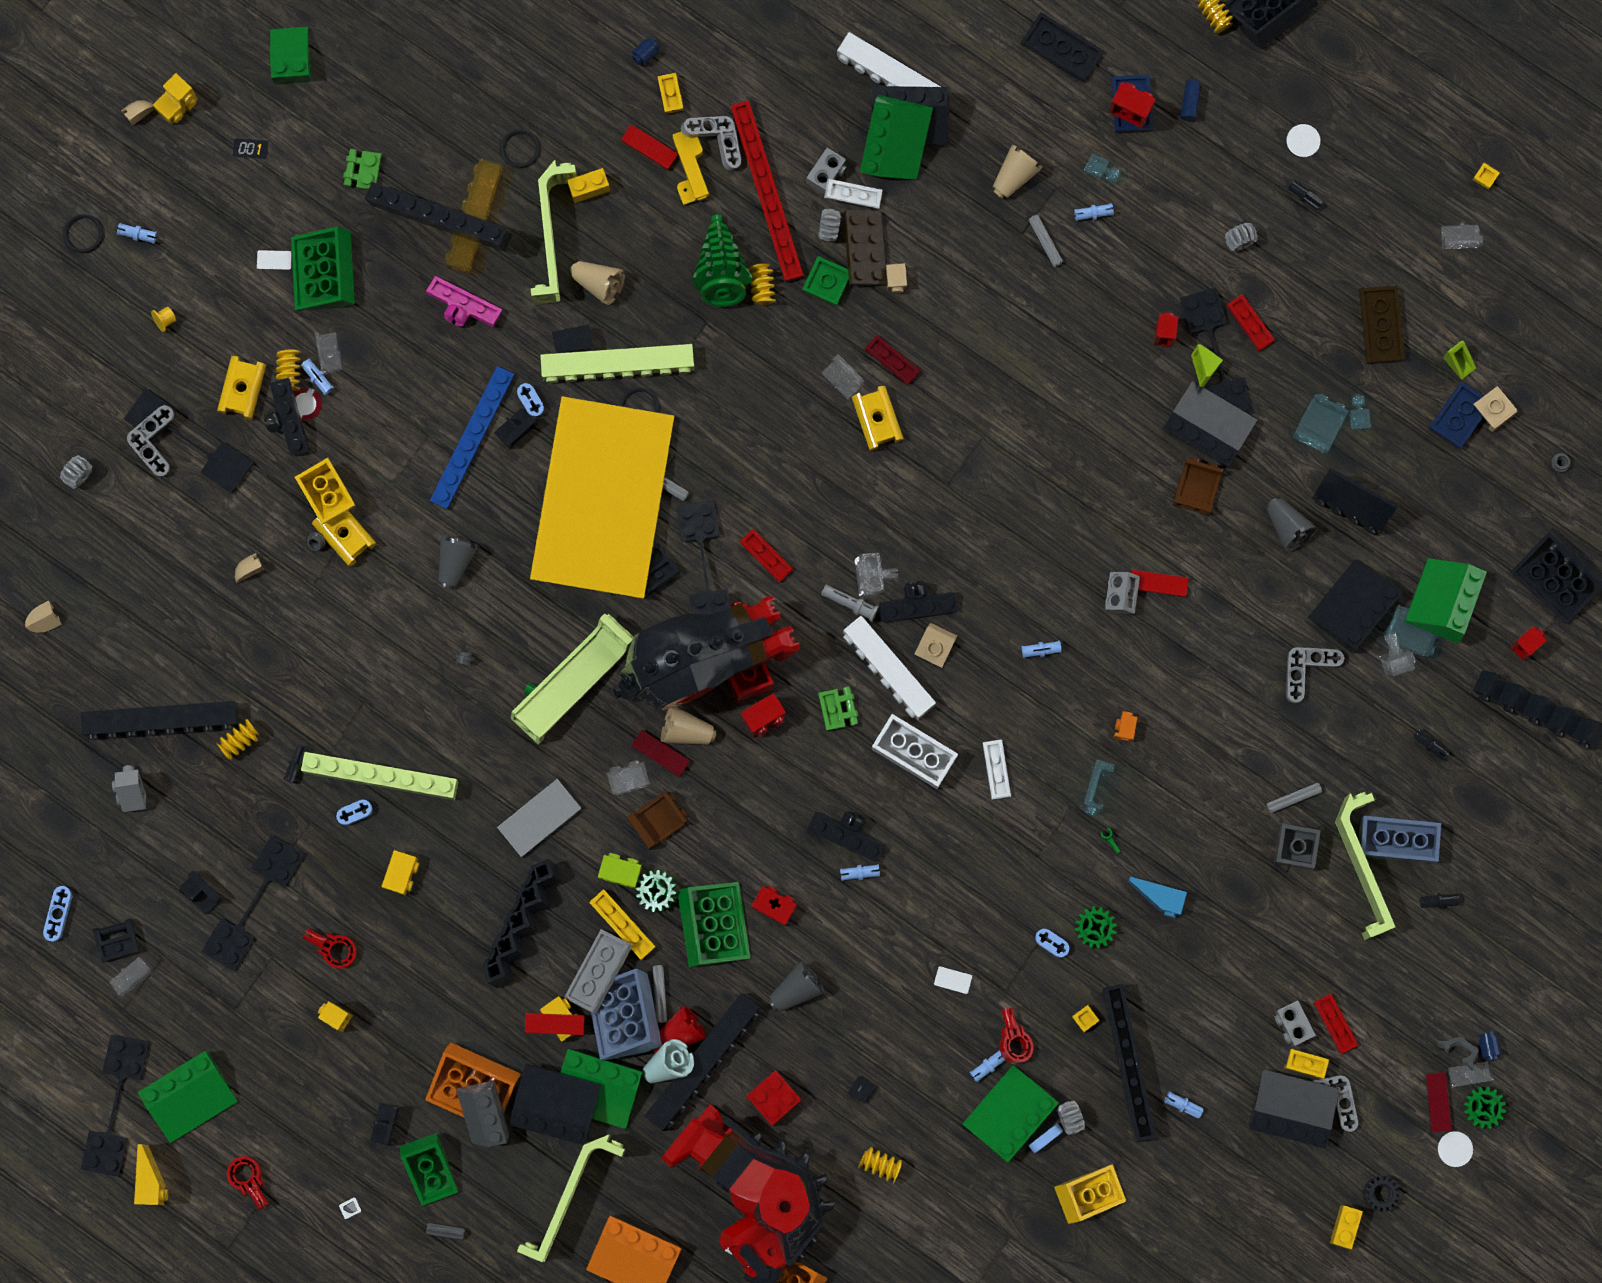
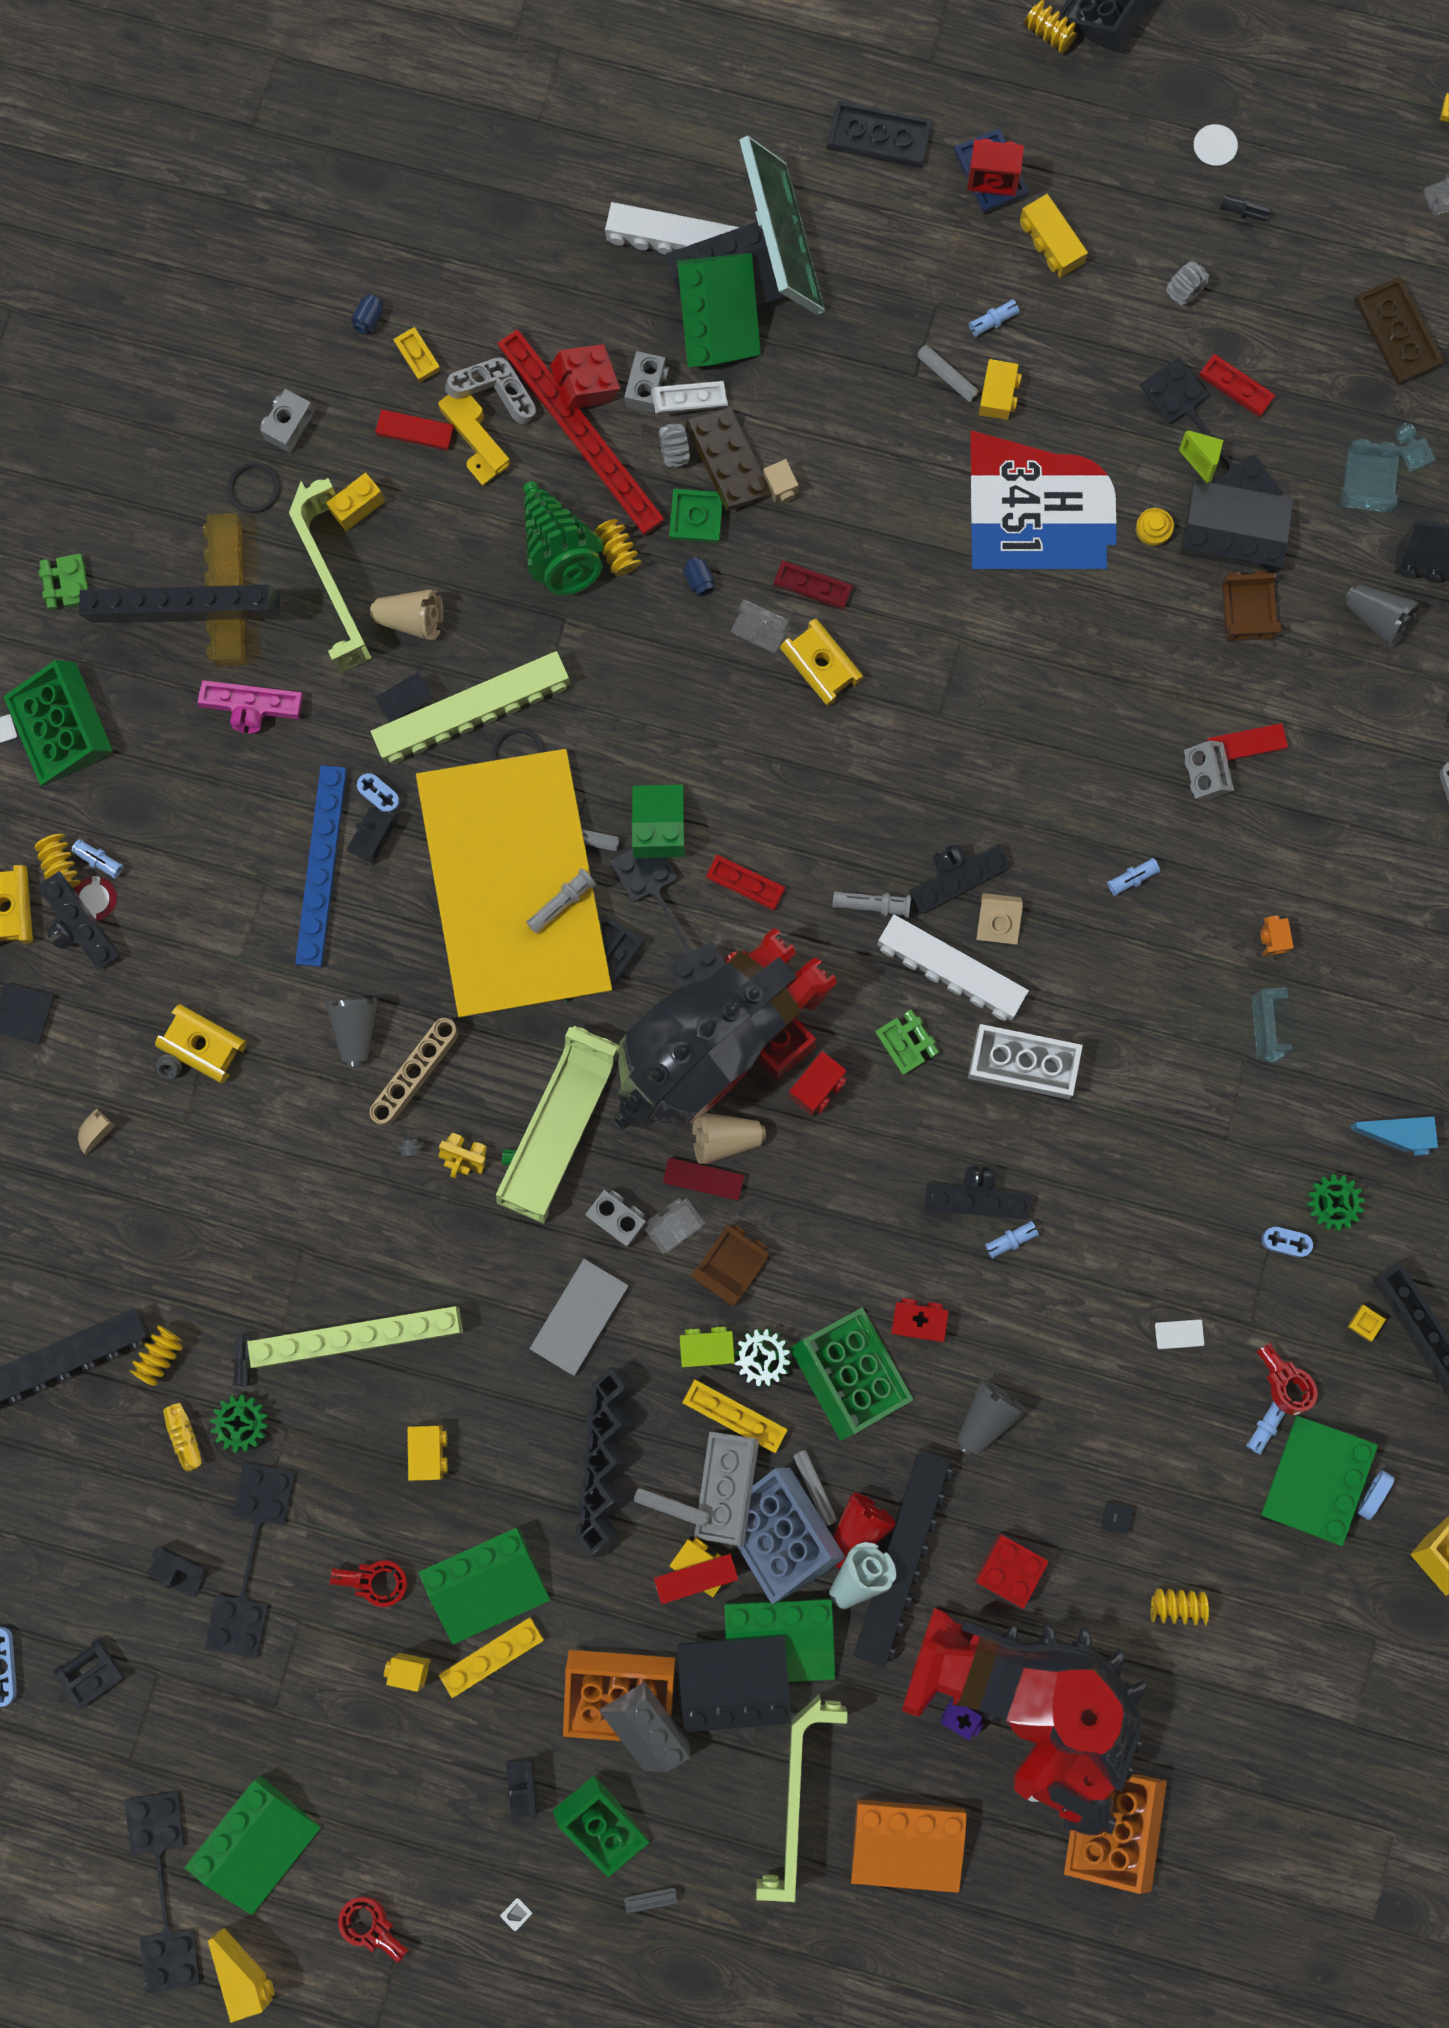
camera: 15 degrees left, 0 degrees up
(129, 789) = (37, 1472): light grey brick -> none
(130, 977) = (124, 1715): clear panel -> none
(236, 801) = (182, 1437): none -> yellow hinge
(275, 814) = (237, 1433): none -> green gear
(325, 491) = (156, 998): yellow slope -> none
(328, 352) = (101, 823): clear panel -> none
(356, 816) = (335, 1390): light blue beam -> none
(395, 1028) = (491, 1657): none -> yellow plate
(408, 977) = (484, 1585): none -> green slope
(481, 615) = (412, 1085): none -> tan beam
(496, 679) = (460, 1159): none -> yellow hips
(556, 971) = (671, 1507): none -> light grey axle
(557, 119) = (287, 434): none -> light grey brick
(586, 761) = (612, 1223): none -> light grey brick
(638, 520) = (569, 893): none -> light grey pin
(694, 1184) = (950, 1715): none -> dark purple brick
(720, 490) = (658, 821): none -> green slope
(787, 154) = (591, 376): none -> red piece
(813, 325) = (699, 576): none -> dark blue brick
(870, 574) = (886, 859): clear brick -> none
(963, 94) = (782, 226): none -> clear green door
(996, 769) = (1134, 1047): white tile -> none
(1015, 172) = (880, 300): tan cone -> none
(1071, 1117) = (1398, 1457): light grey gear -> none
(1074, 361) = (1038, 508): none -> sticker
(1077, 265) = (998, 389): none -> yellow brick
(1098, 166) = (978, 260): clear light blue plate -> none
(1110, 840) = (1310, 1085): green hand -> none
(1151, 404) = (1154, 526): none -> yellow plate
(1158, 167) = (1053, 236): none -> yellow brick
(1165, 330) = (1139, 428): red brick -> none
(1190, 100) = (1061, 142): dark blue brick -> none

